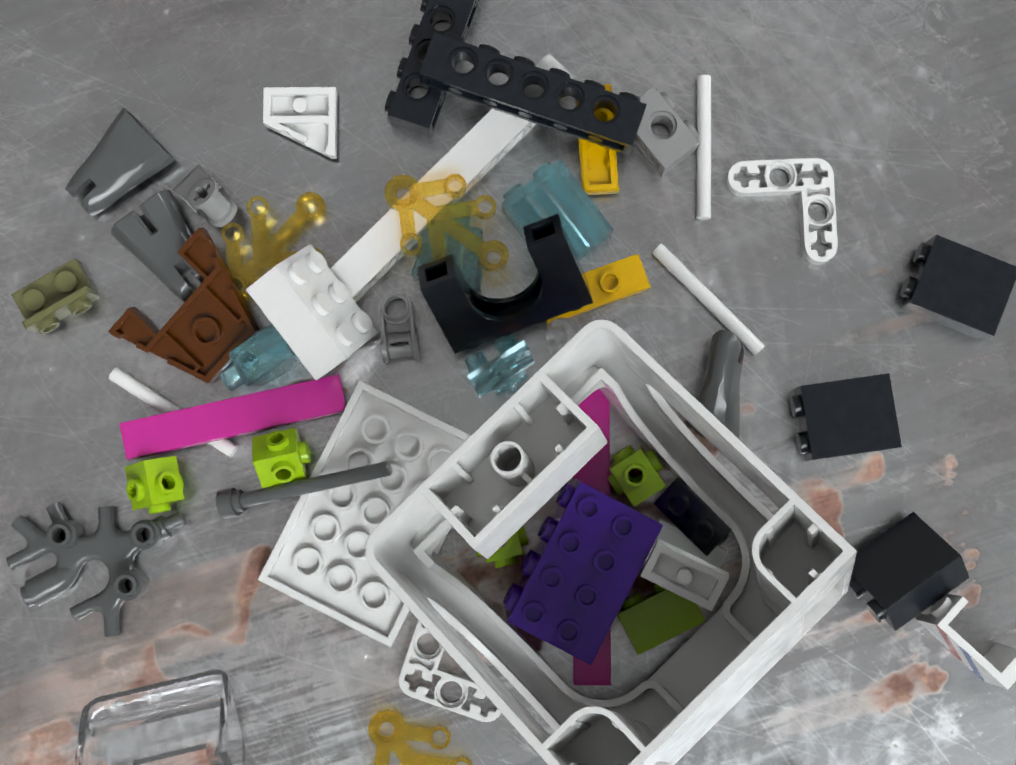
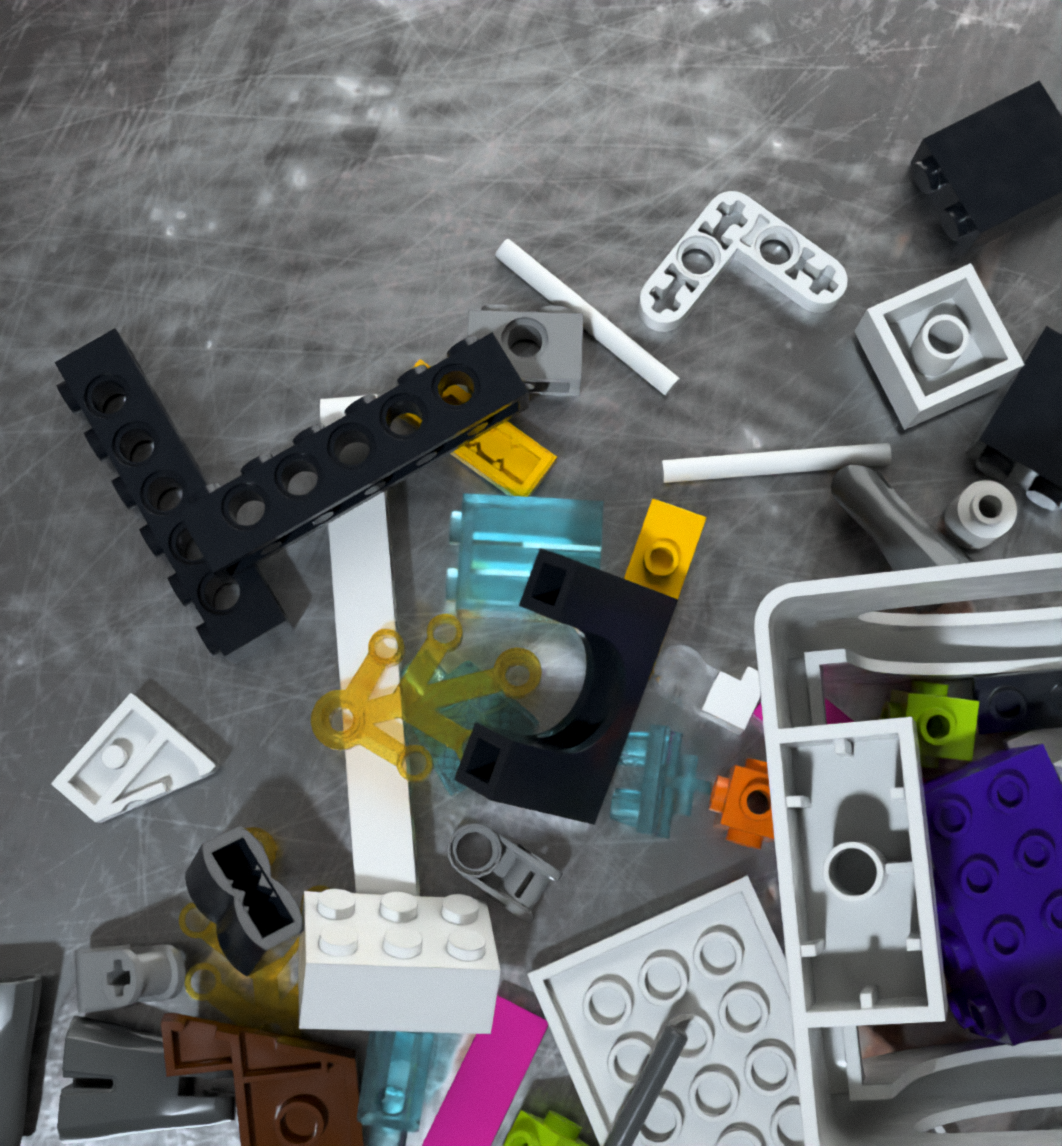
camera: 55 degrees left, 5 degrees down
(283, 213) = (251, 910): none -> black brick
(752, 420) = (969, 526): none -> white brick
(833, 328) = (938, 346): none -> white brick

